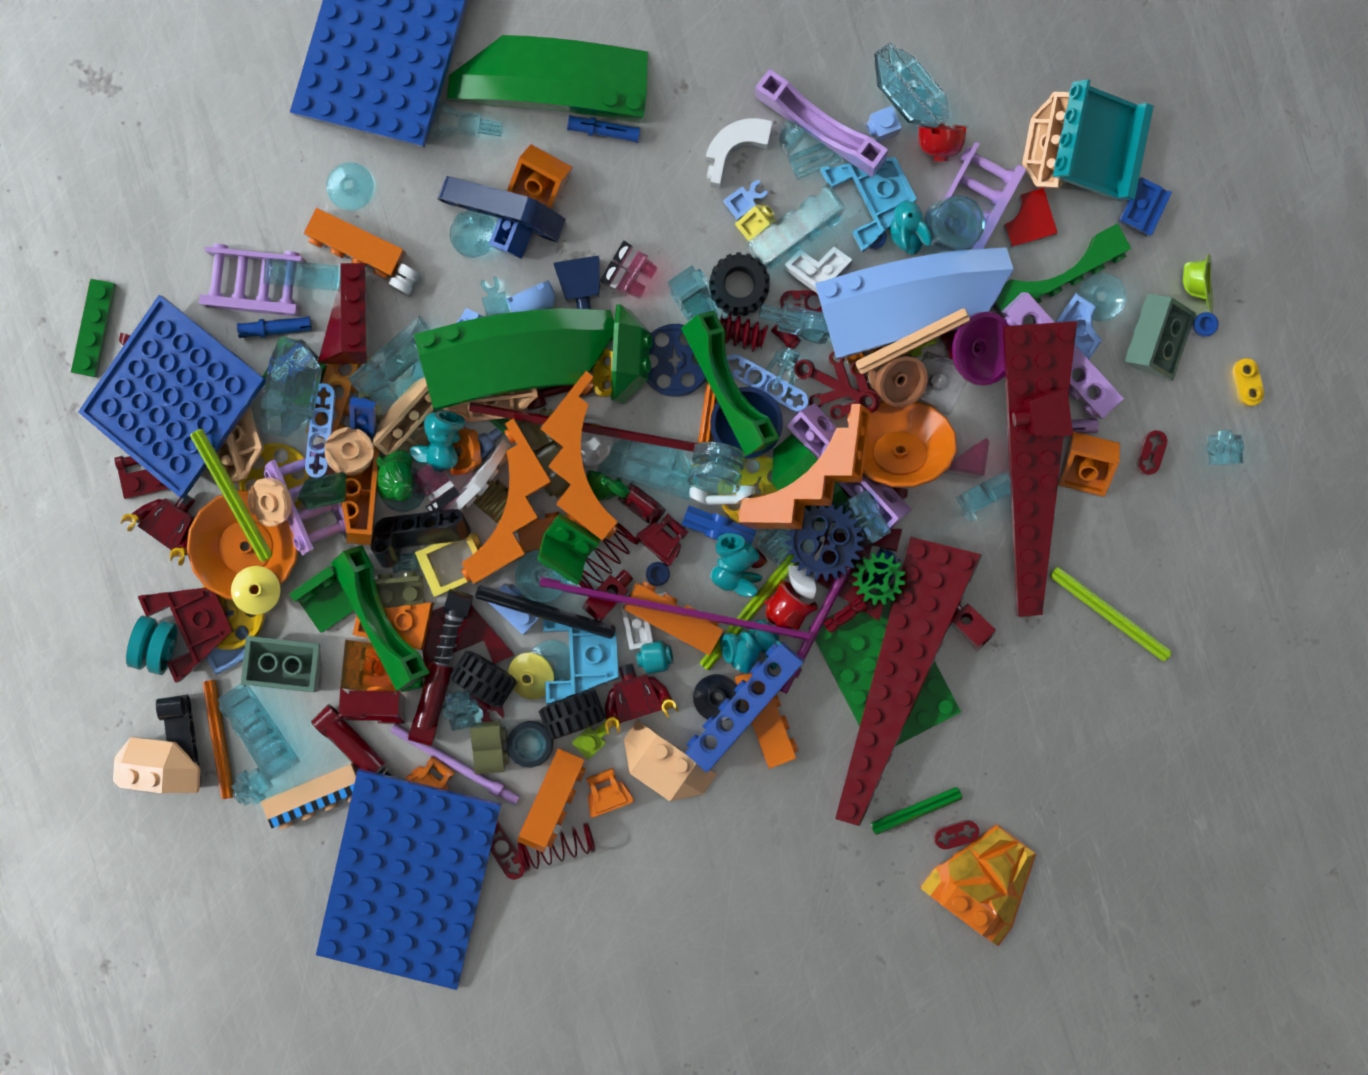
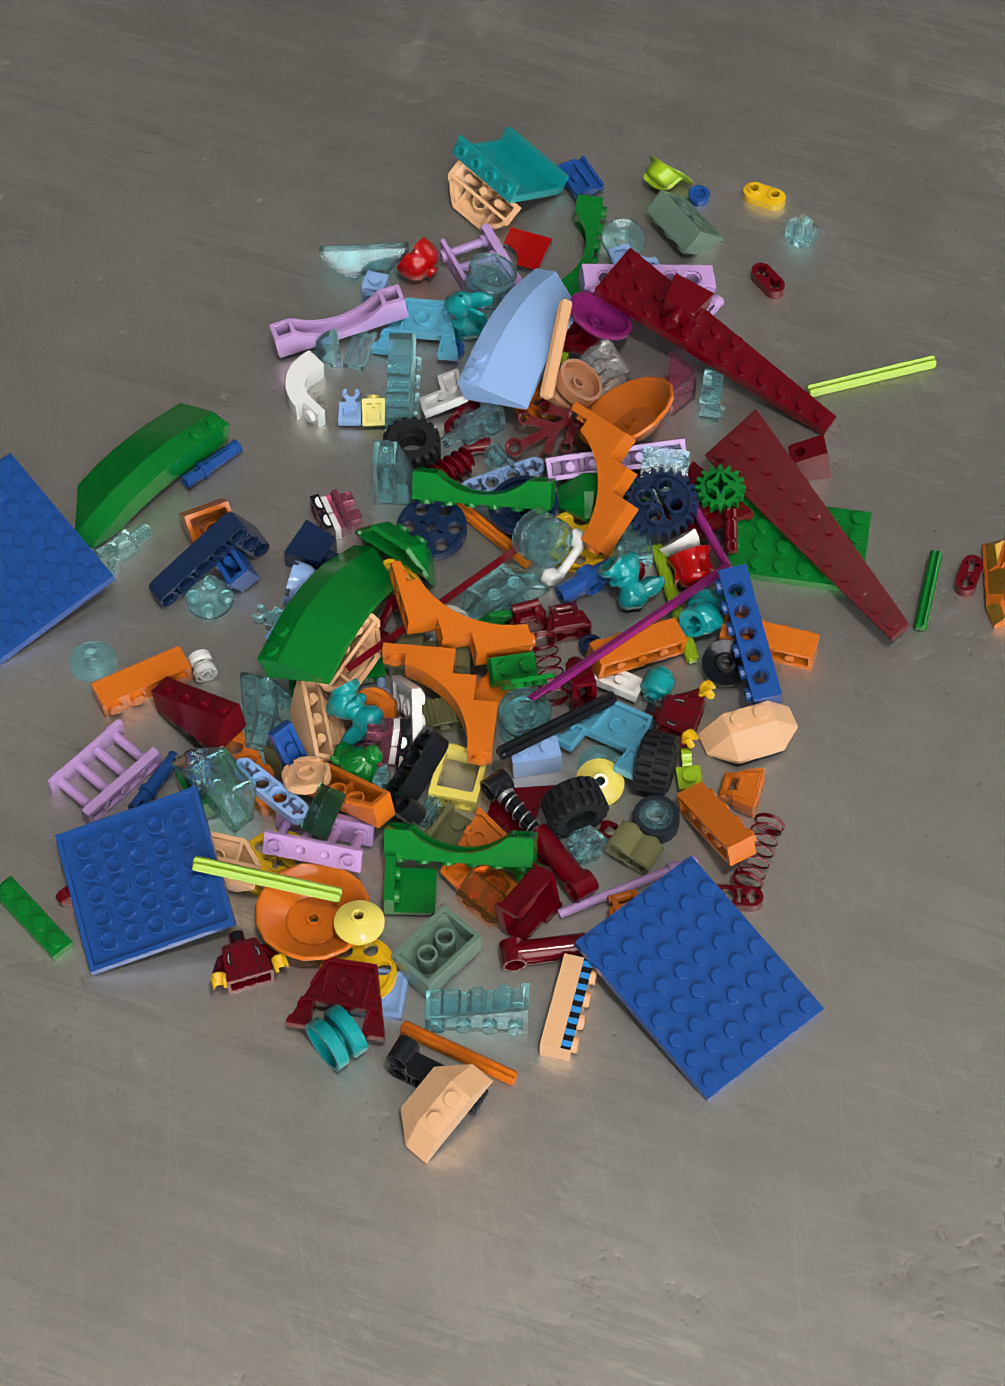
camera: 55 degrees left, 30 degrees down
(138, 482) = (190, 967): dark red plate -> none
(259, 786) = (521, 1046): clear light blue brick -> none
(269, 501) = (297, 856): light nougat tile -> none
(300, 274) = (131, 731): clear light blue plate -> none
(1089, 464) = (746, 316): orange slope -> none

